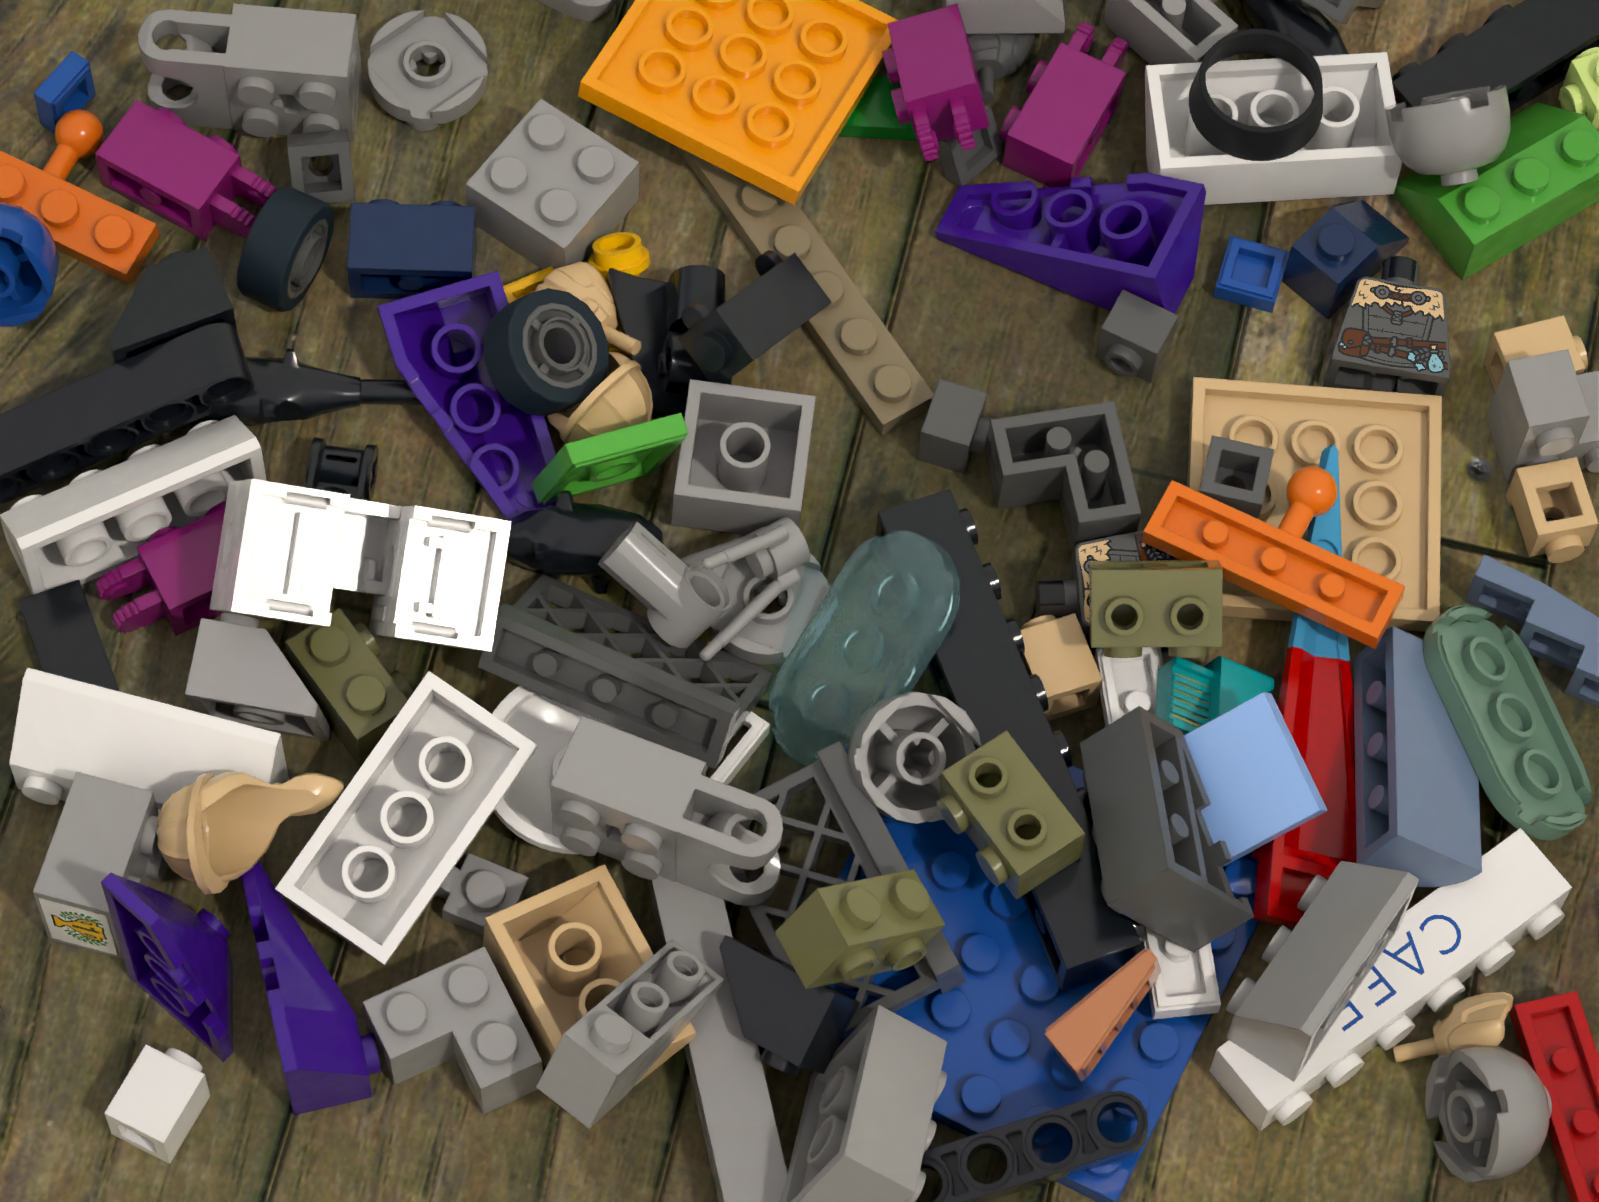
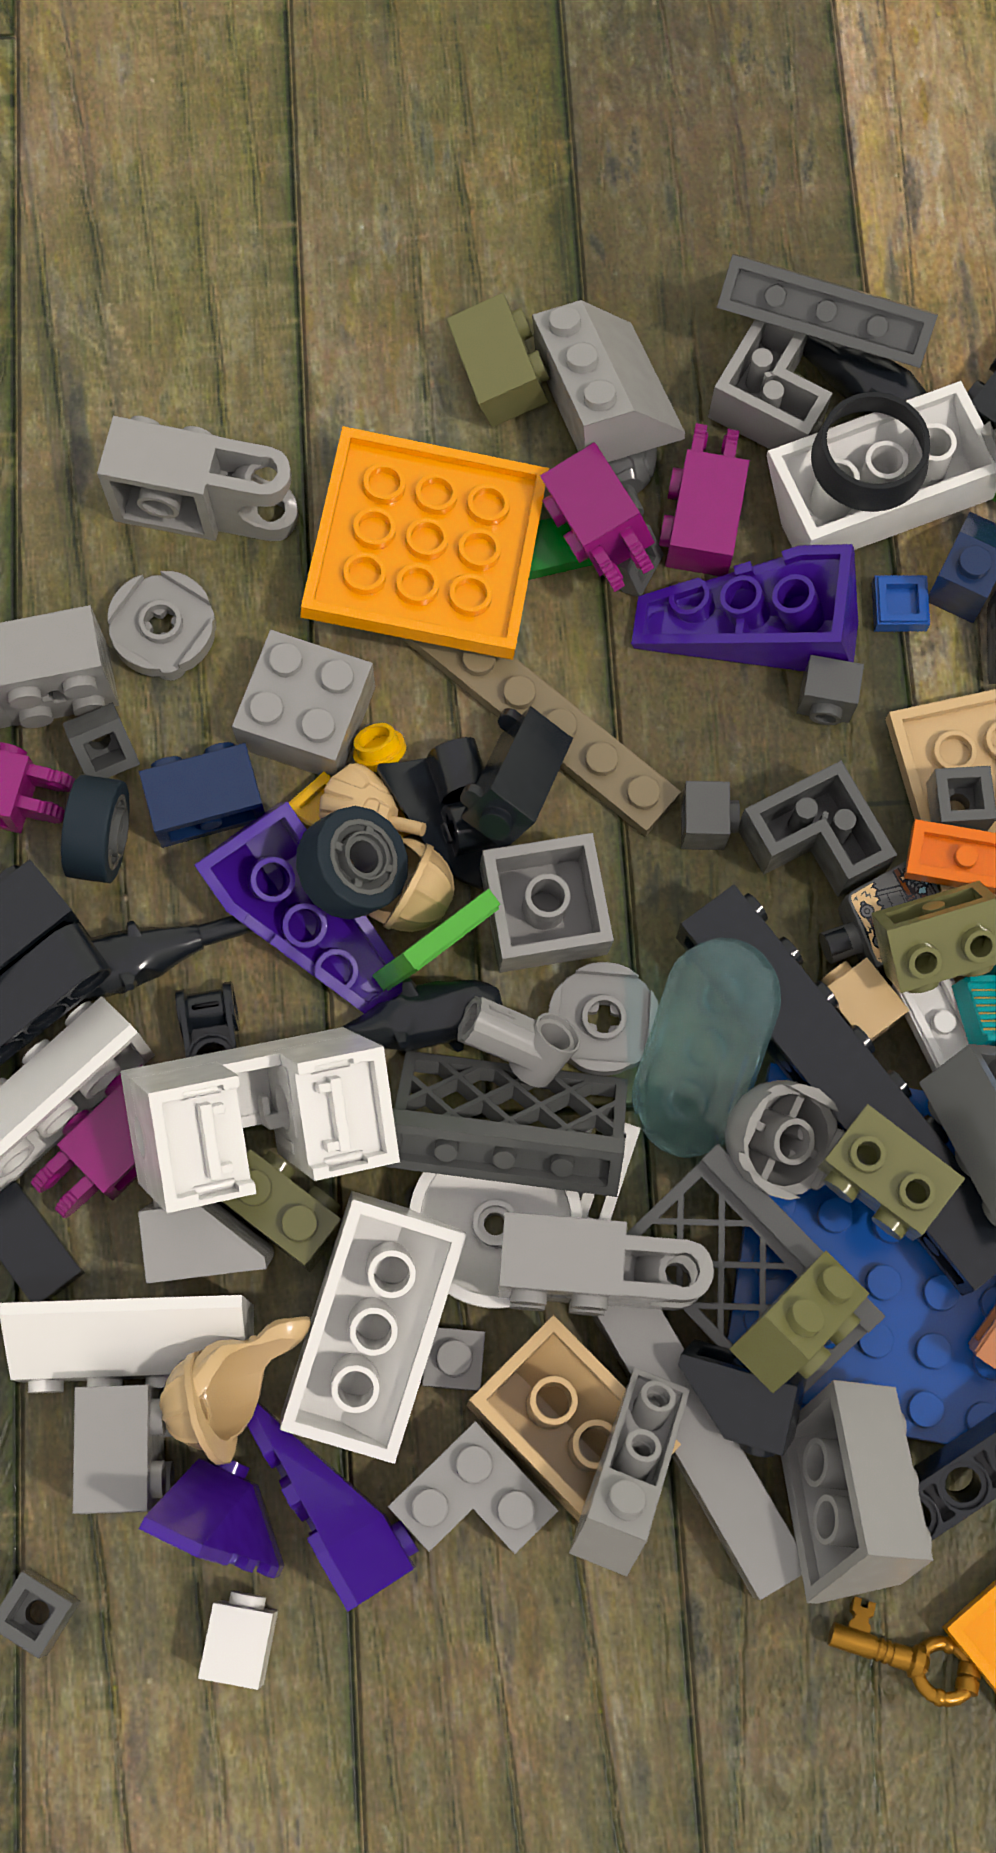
camera: 15 degrees left, 10 degrees up
(769, 552) = (596, 981): light grey plant -> none

